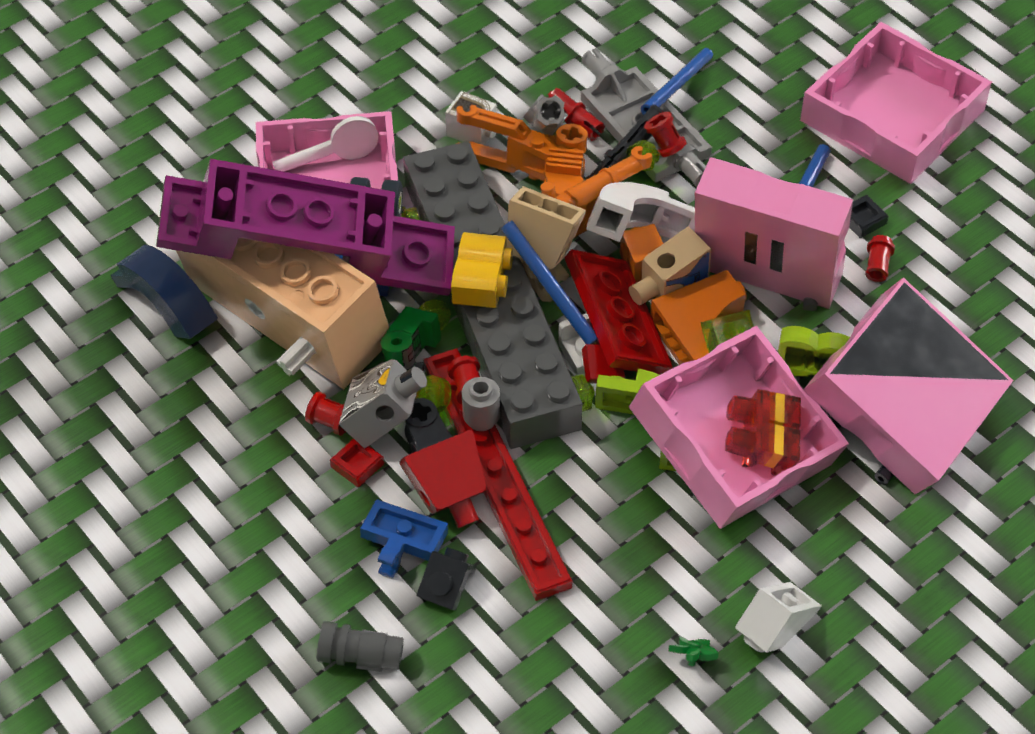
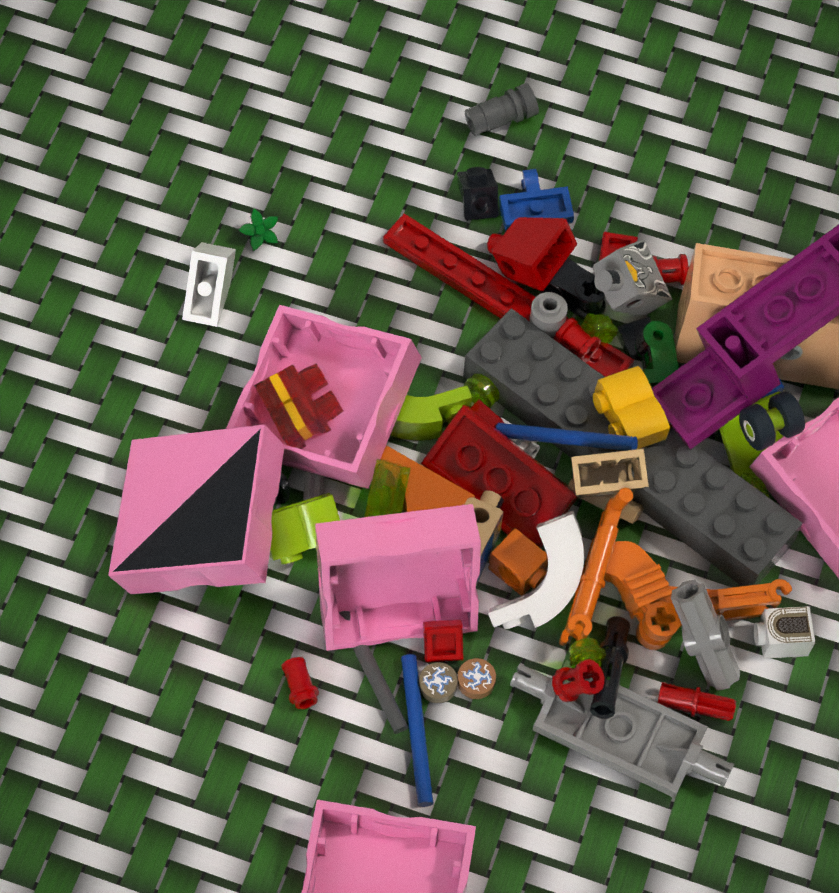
camera: 145 degrees right, 10 degrees up
(678, 80) = (620, 795): blue piece -> none
(866, 216) = (342, 736): black tile -> none

